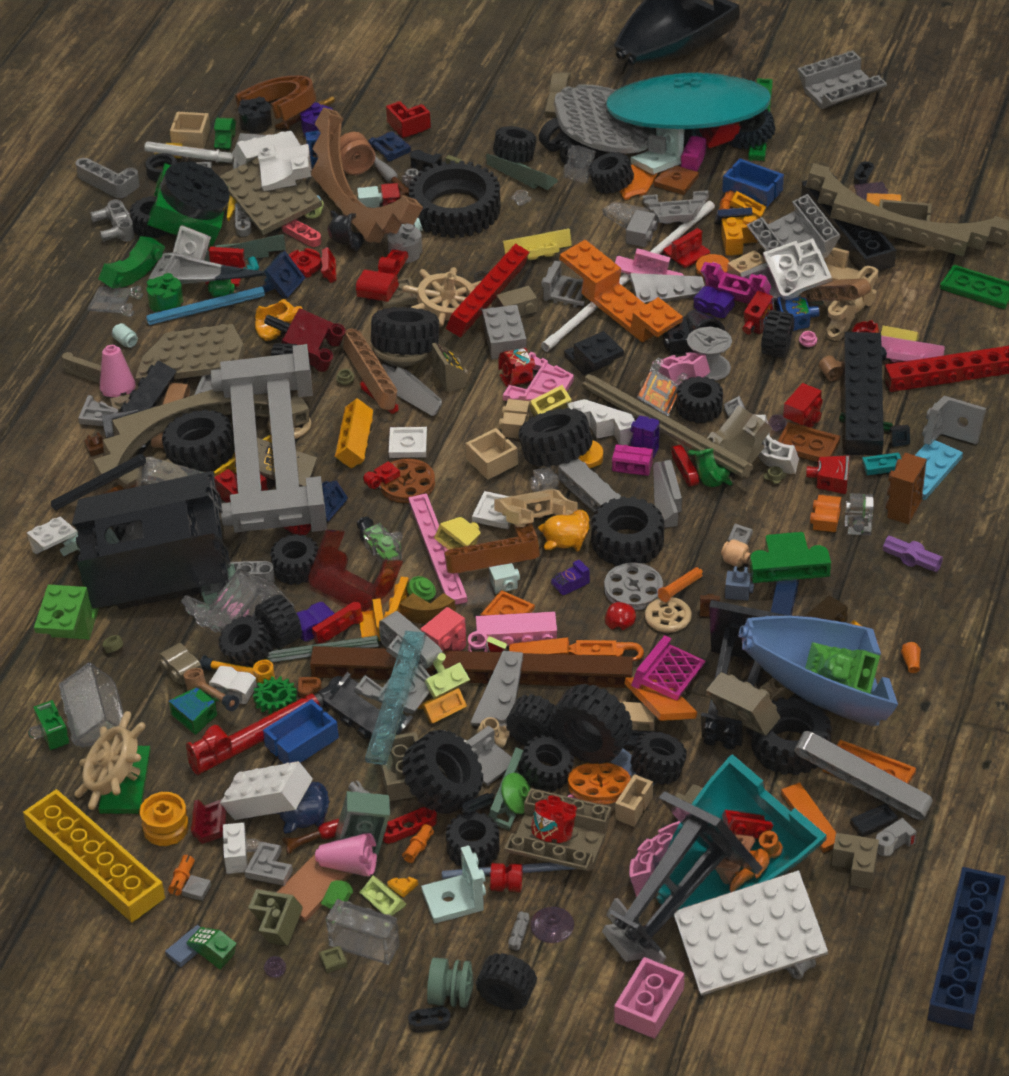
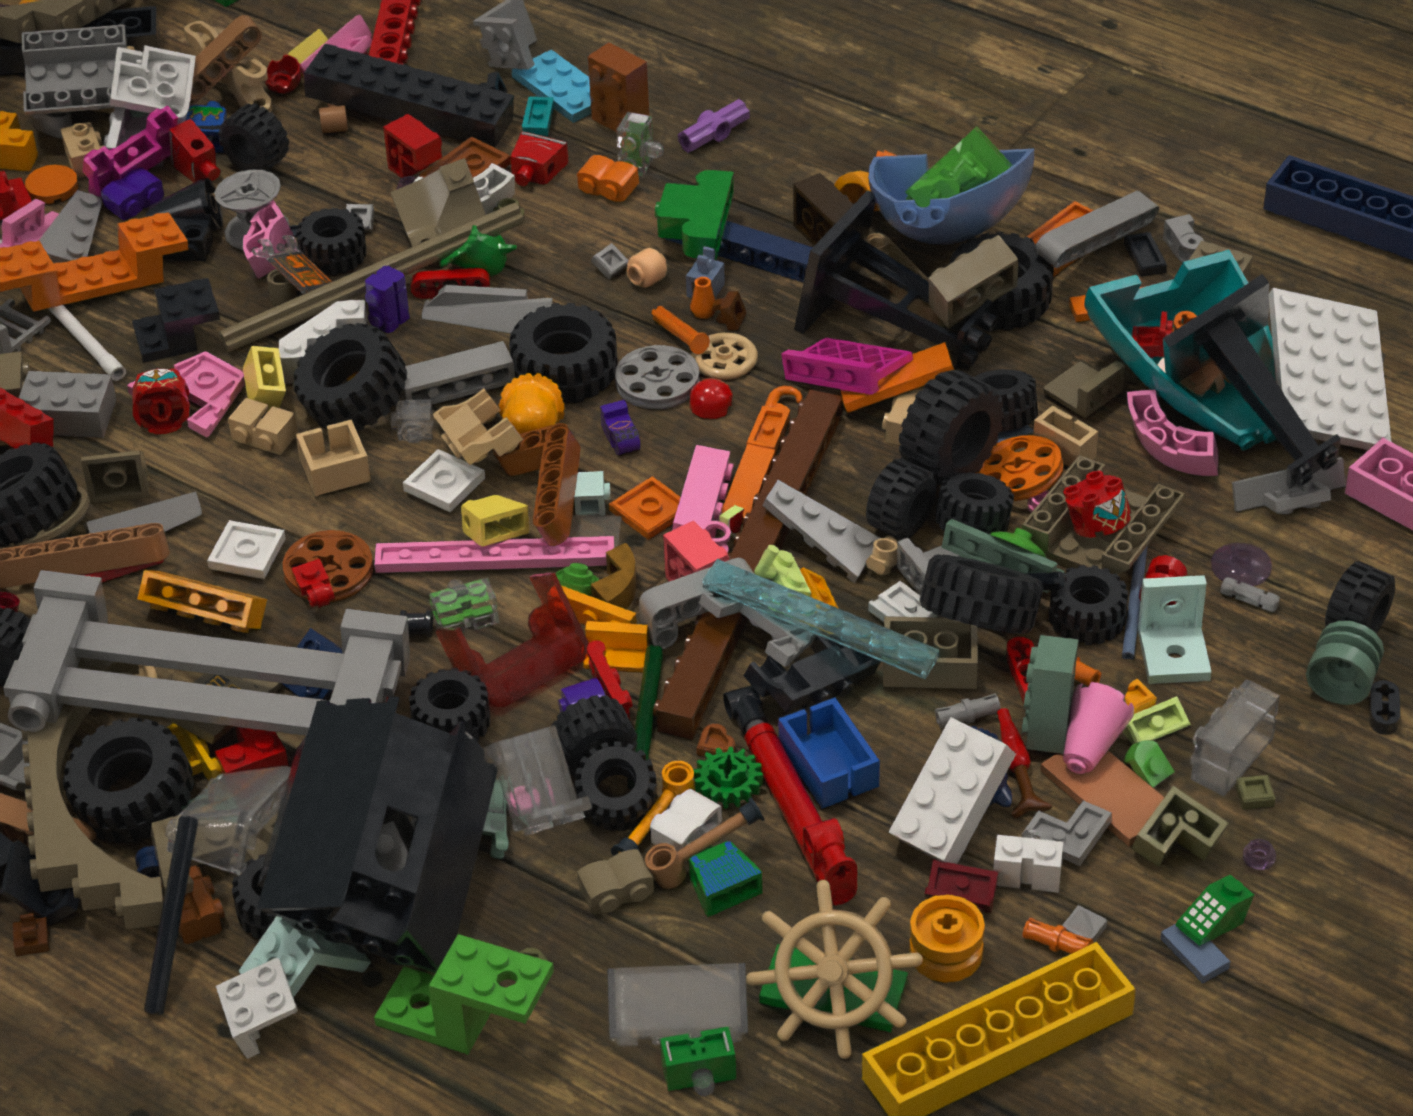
camera: 75 degrees left, 0 degrees up
(632, 460) = (414, 327): dark pink brick -> none
(715, 586) = (702, 298): none -> orange cone

